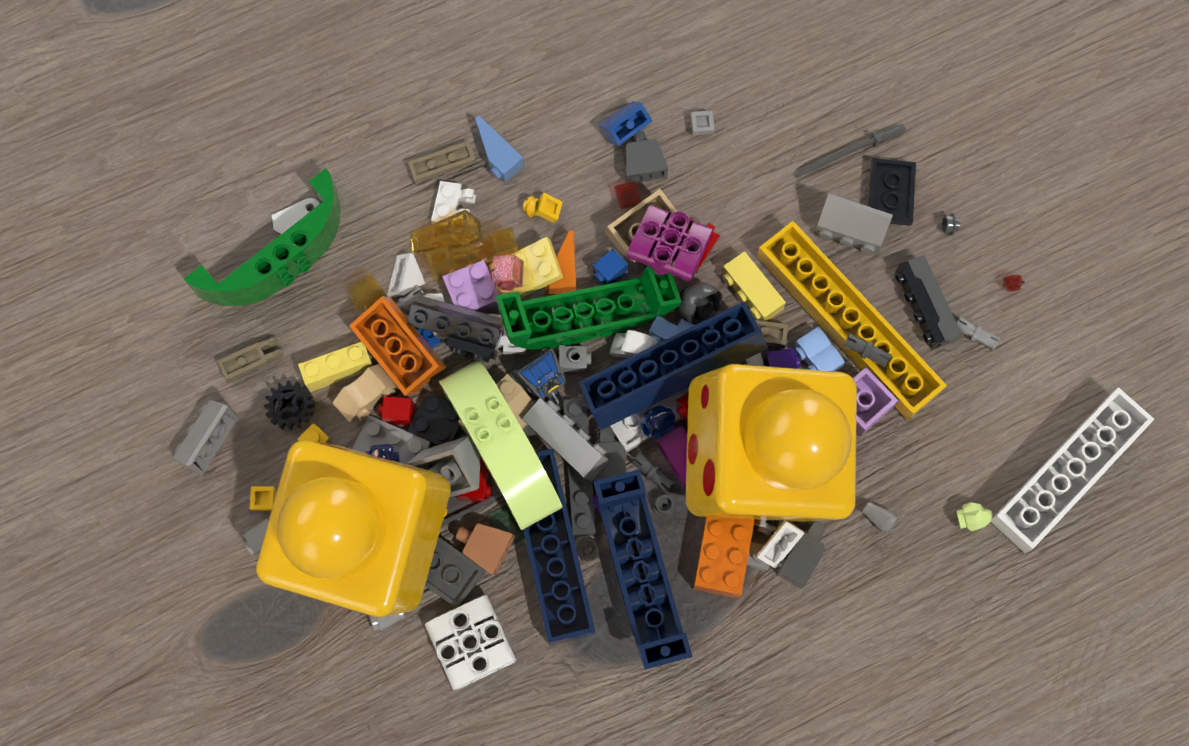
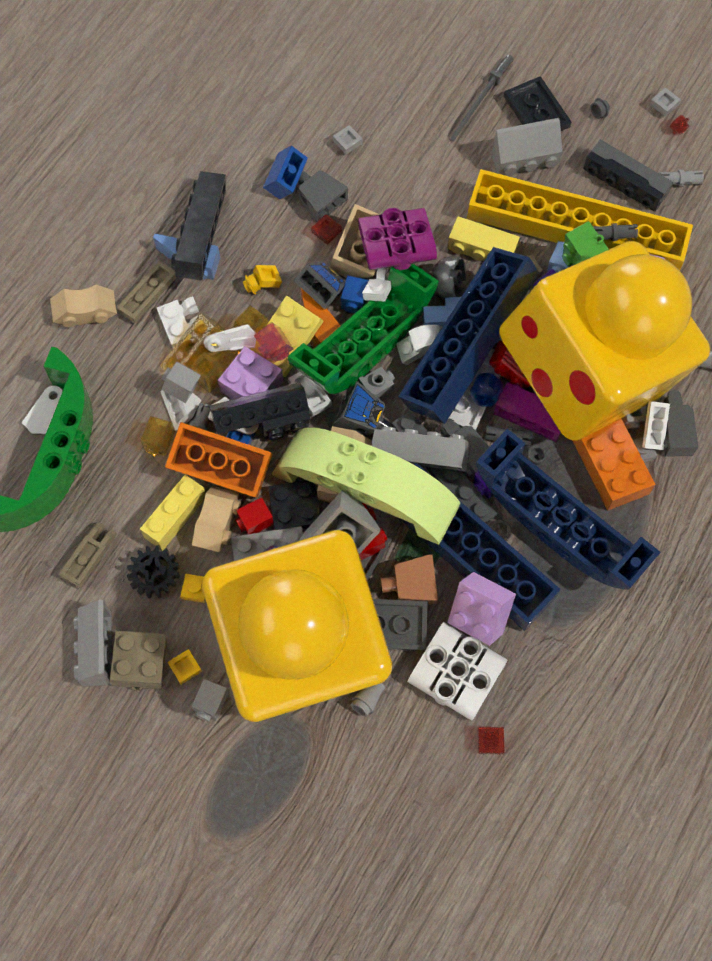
camera: 35 degrees left, 5 degrees down
(229, 470) = (138, 660): none -> dark tan brick
(381, 144) = (83, 306): none -> tan brick
(410, 259) = (180, 381): none -> light grey brick
(457, 716) = (491, 740): none -> clear red plate
(476, 247) = (231, 339): none -> white piece
(518, 131) = (200, 226): none -> black brick
(519, 605) = (481, 608): none -> lavender brick
(584, 242) = (320, 282): none -> dark grey torso
(629, 276) = (378, 288): none -> white plate
(824, 349) = (582, 244): none -> bright green brick
(1015, 253) = (665, 102): none -> light grey plate

